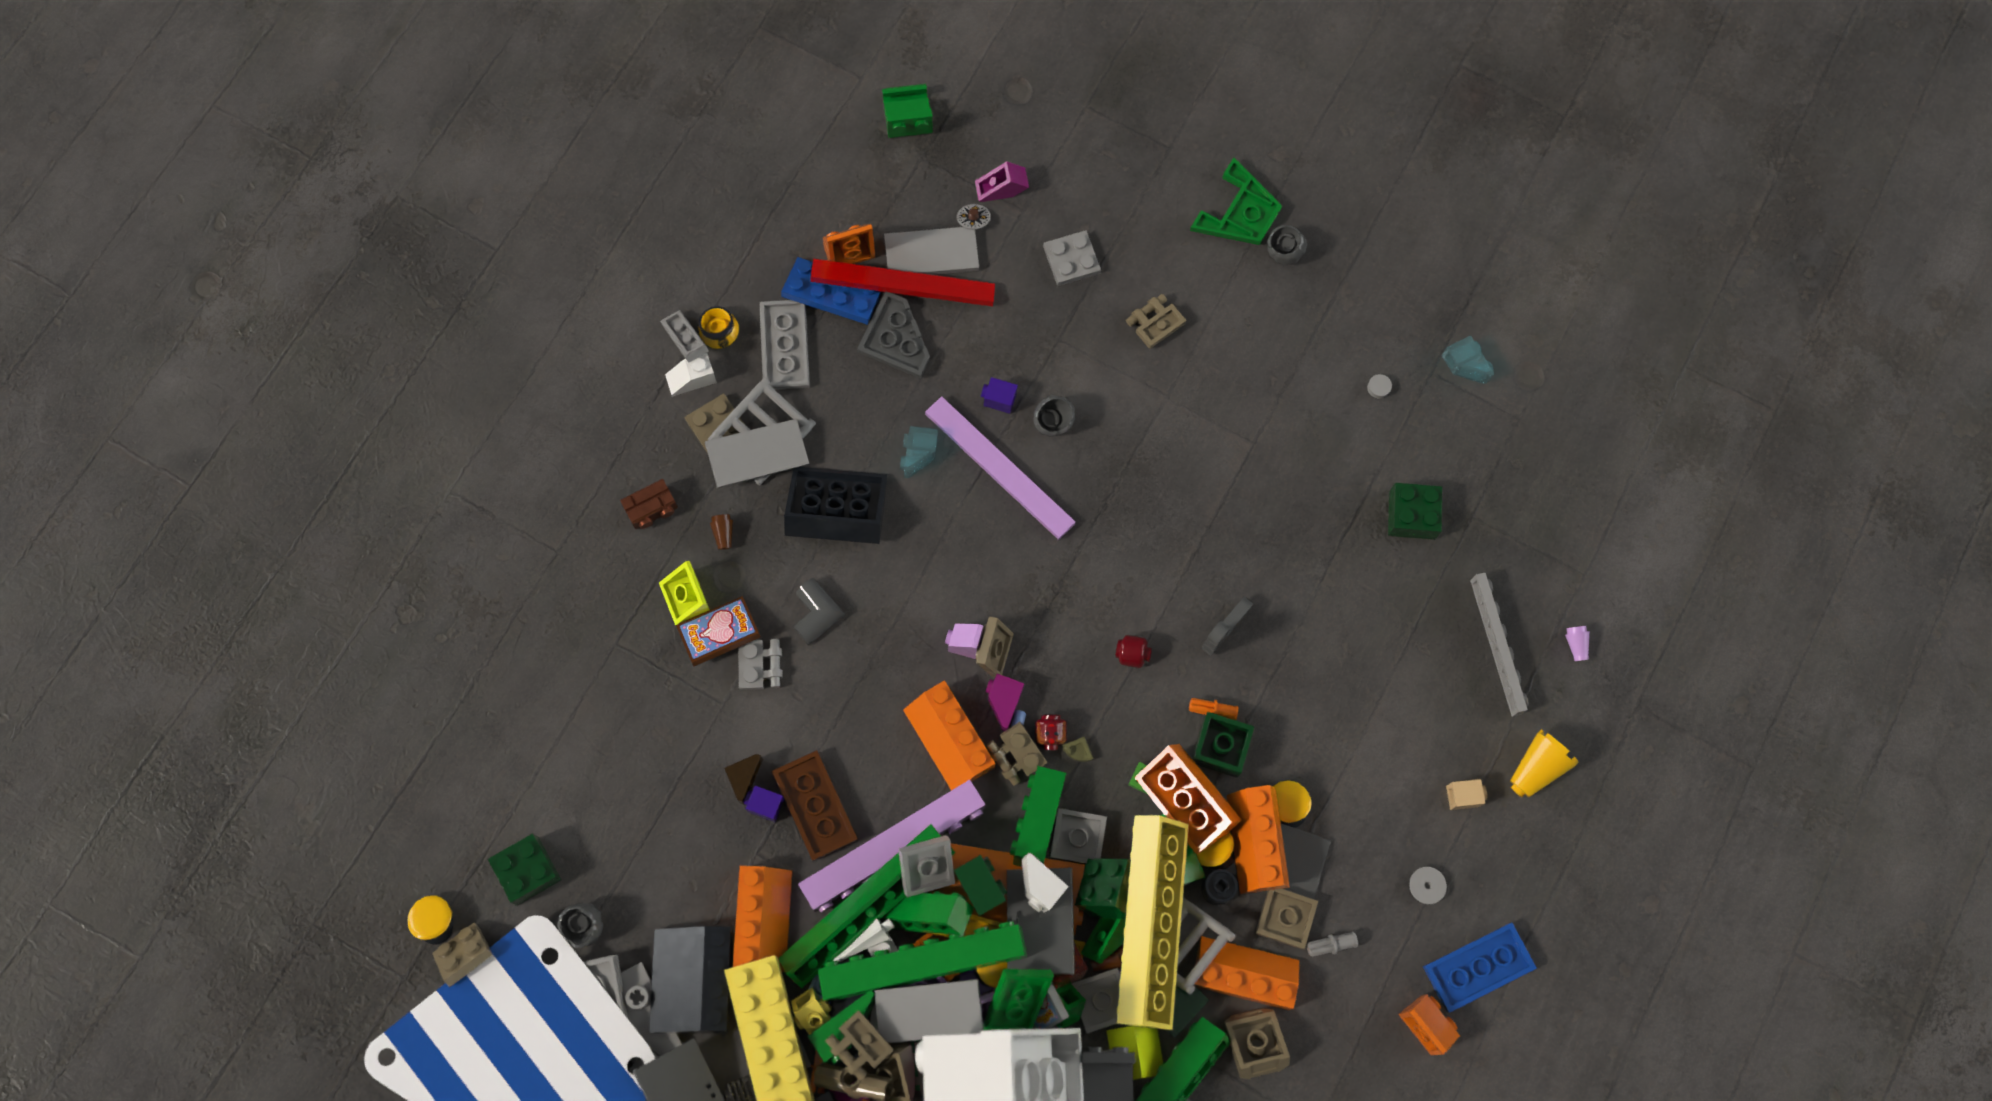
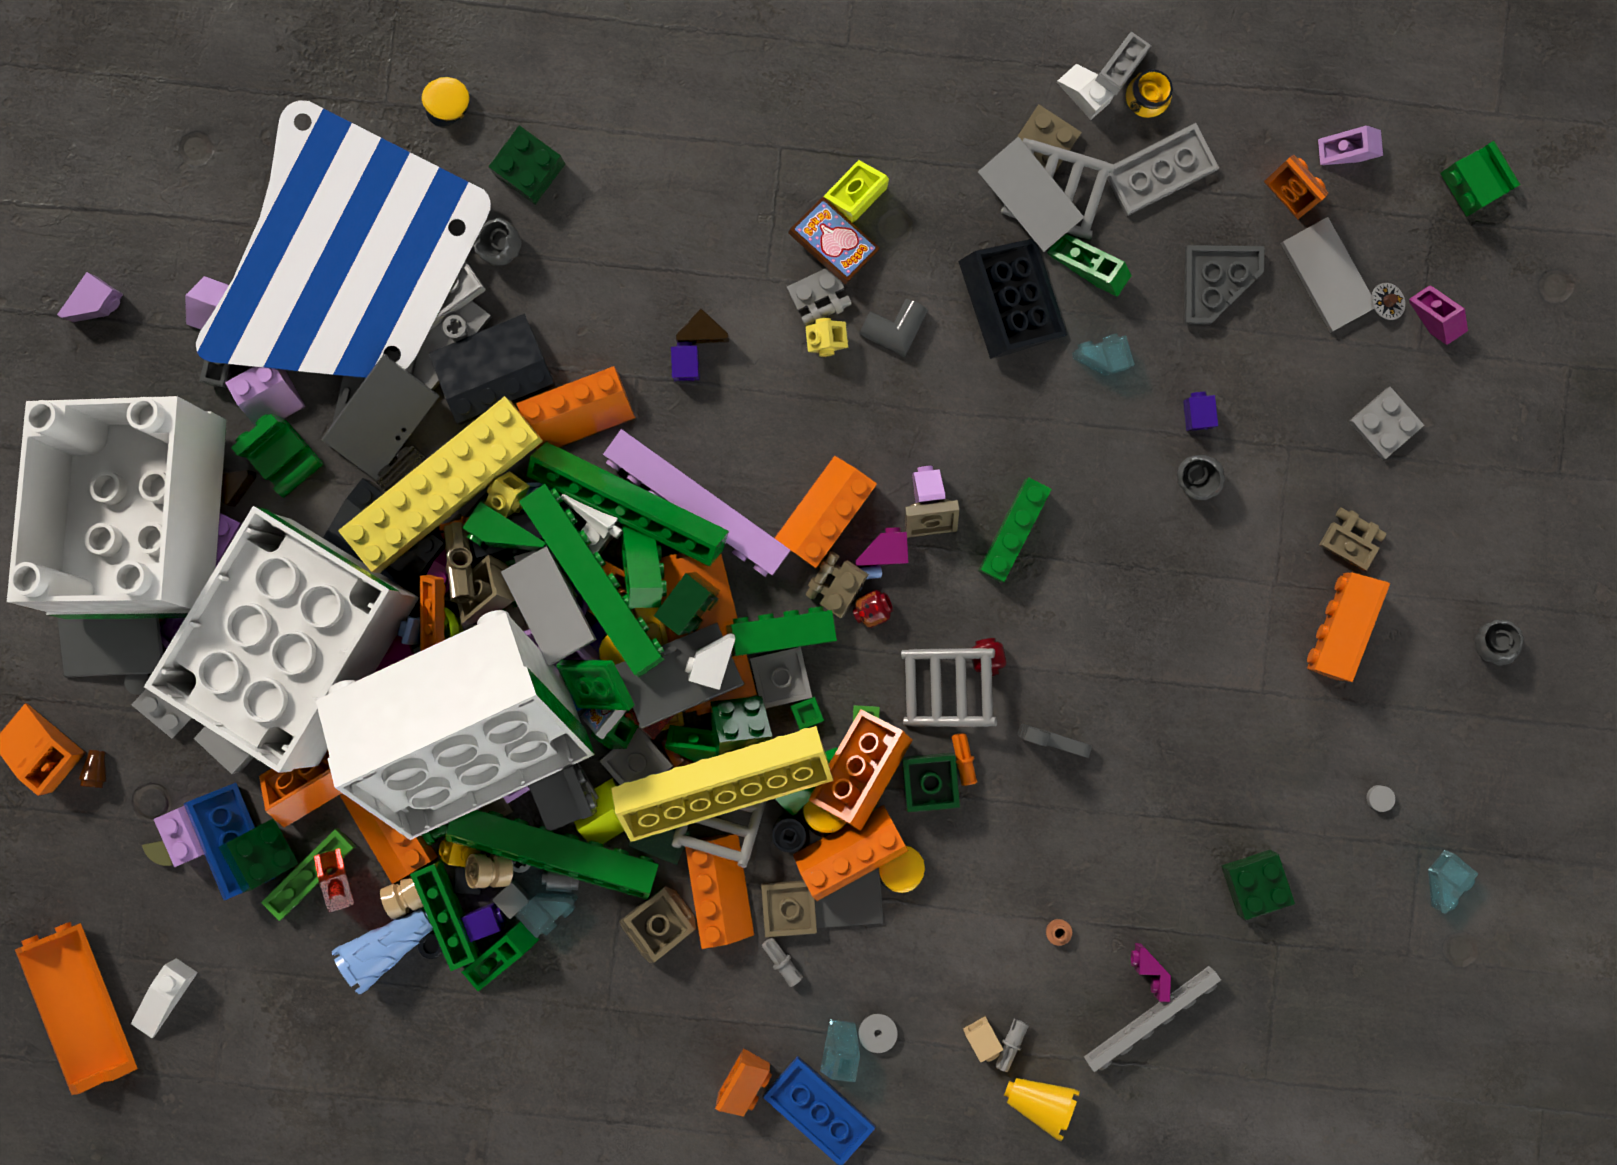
camera: 70 degrees right, 15 degrees up
(462, 954) = (424, 145): dark tan plate -> none
(649, 504) = (932, 112): copper brick -> none
(722, 530) = (937, 197): reddish brown cone -> none
(798, 671) = (826, 336): none -> light yellow brick
(815, 805) = (704, 411): reddish brown plate -> none
(836, 193) = (1351, 146): none -> lavender slope
(837, 430) = (1091, 264): none -> green slope
(840, 300) = (1240, 191): blue plate -> none
(865, 1039) = (496, 557): dark tan plate -> none
(902, 282) = (1280, 259): red tile -> none
(926, 866) = (682, 544): light grey plate -> none
(1000, 468) = (1123, 444): lavender tile -> none
(1033, 584) = (1014, 529): none -> green brick
(1078, 750) = (867, 643): olive tile -> none
(1119, 827) = (807, 713): none -> green plate
(1123, 673) = (960, 657): none -> light grey bar
(1226, 353) = (1347, 626): none -> orange slope
(1249, 213) = (1517, 588): green wing -> none
(1392, 698) = (1058, 924): none -> nougat plate
(1432, 923) = (841, 1051): none -> clear light blue slope
(1447, 630) = (1146, 964): none -> magenta slope
(1479, 771) = (1011, 1044): none -> light grey axle
(1579, 642) = (1189, 1098): lavender cone -> none

